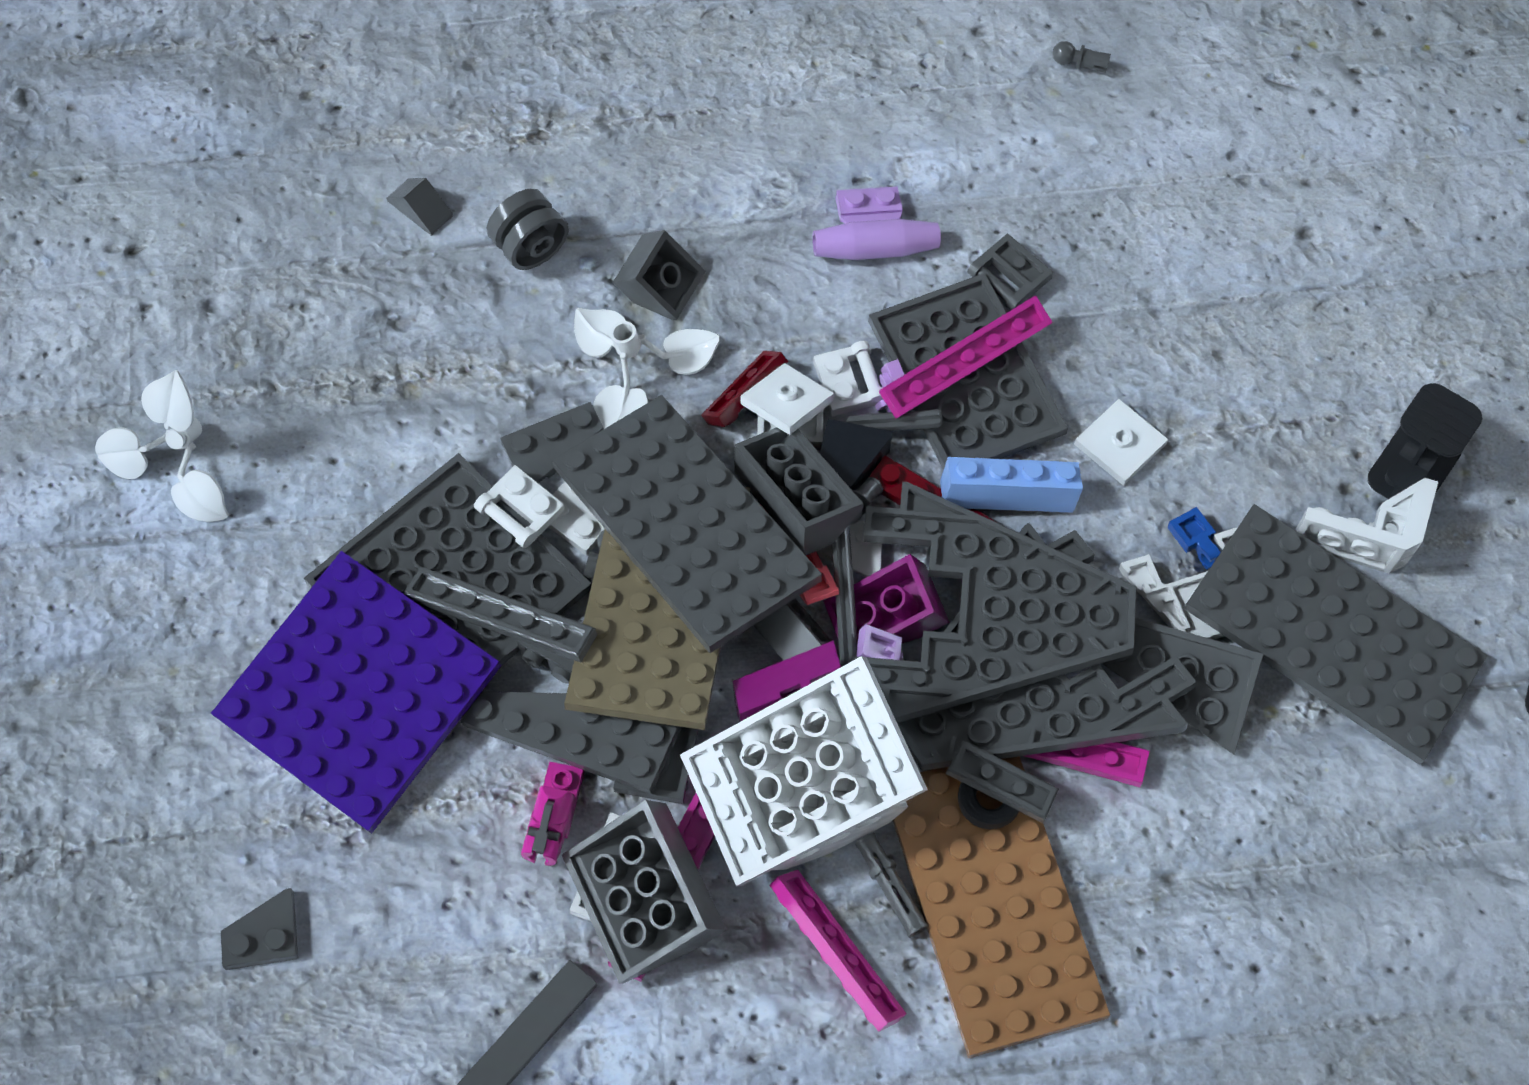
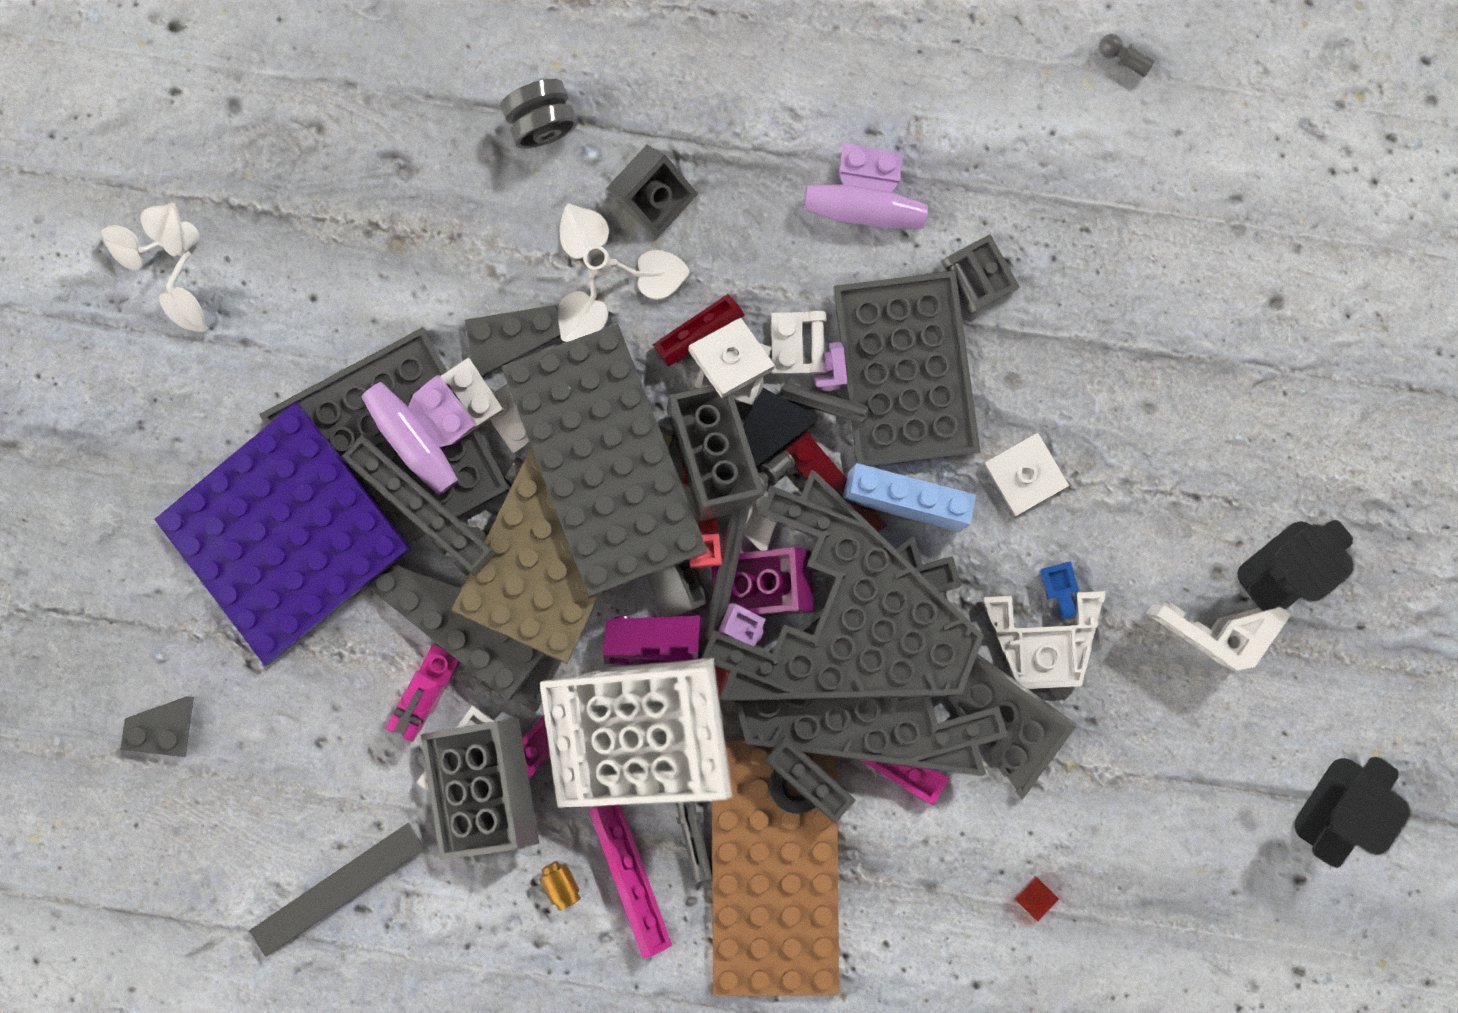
camera: 15 degrees right, 20 degrees up
(421, 204) = (449, 51): dark grey slope -> none
(481, 544) = (422, 428): none -> lavender plate
(761, 979) = (559, 885): none -> pearl gold brick
(965, 357) = (907, 360): dark pink plate -> none
(1286, 855) = (1036, 898): none -> clear red tile
(1336, 633) = (1151, 714): dark grey plate -> none

